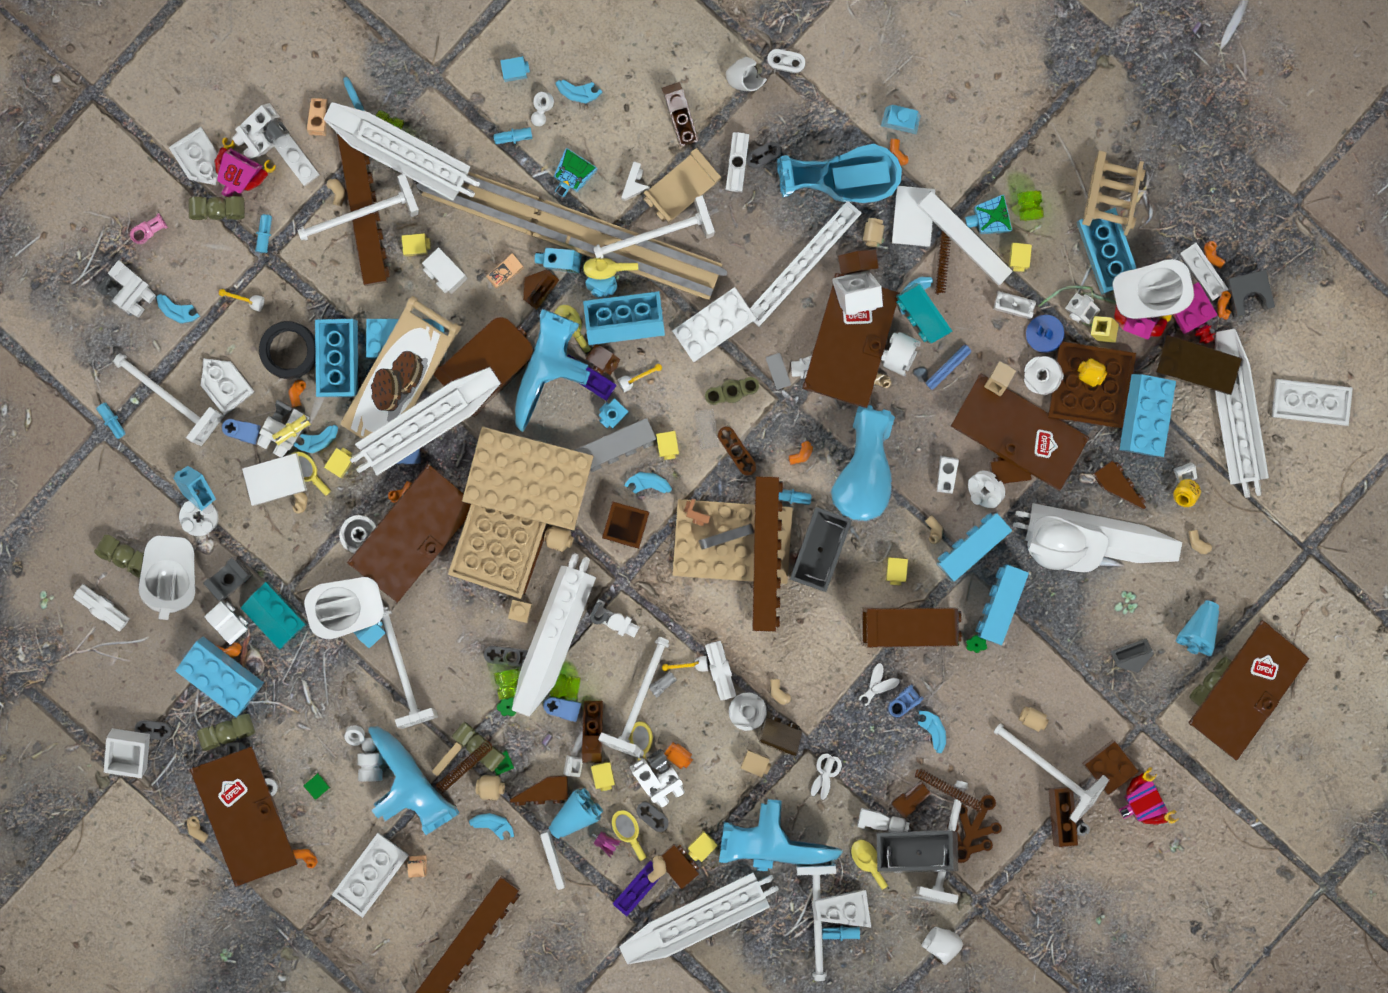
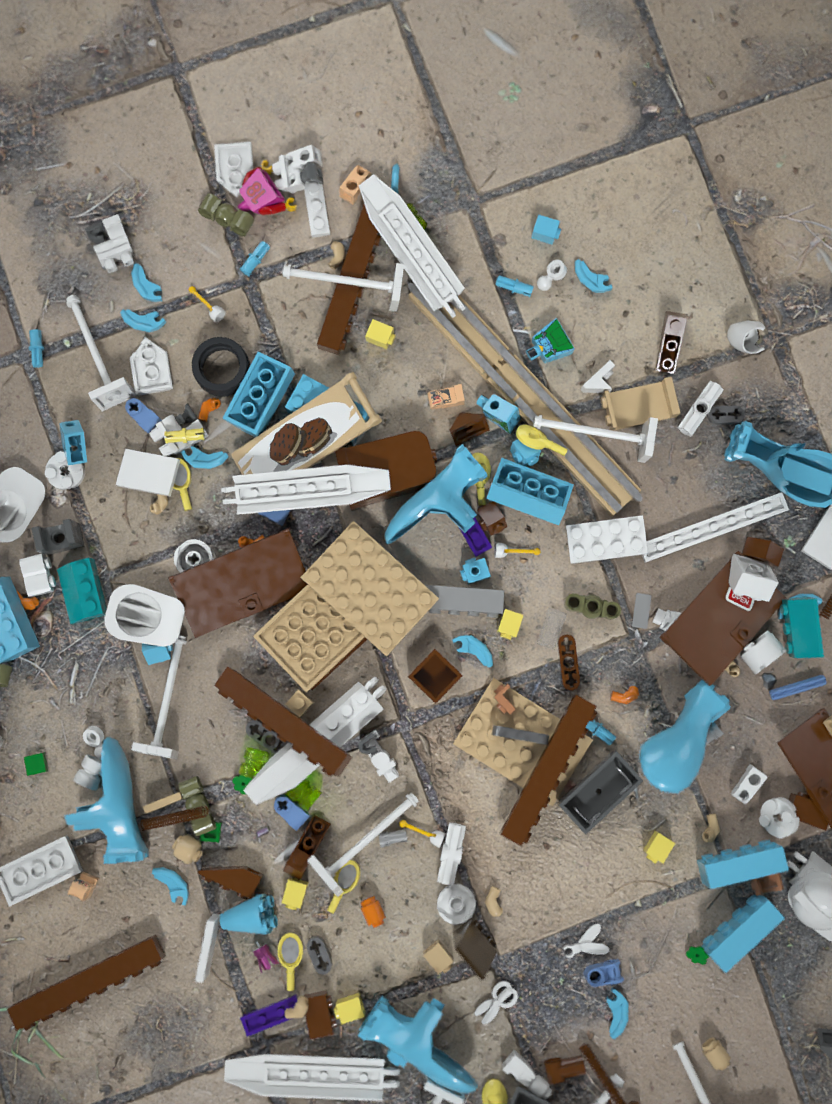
camera: 30 degrees right, 5 degrees down
(148, 228) = (160, 203): bright pink connector -> none
(193, 346) = (144, 322): none -> medium azure piece
(339, 462) = (211, 487): light yellow brick -> none
(444, 270) = (394, 369): white piece -> none
(514, 633) = (283, 721): none -> reddish brown brick
(558, 538) = (368, 656): tan head -> none
(573, 766) = (272, 869): white slope -> none
(662, 783) = (340, 929): white hips -> none
(786, 61) = (788, 342): white plate -> none
(873, 232) = (790, 532): tan brick -> none
(893, 447) = (714, 732): none -> light grey pin
(911, 627) = (647, 909): reddish brown piece -> none
(1004, 550) = (767, 884): none -> nougat bracket

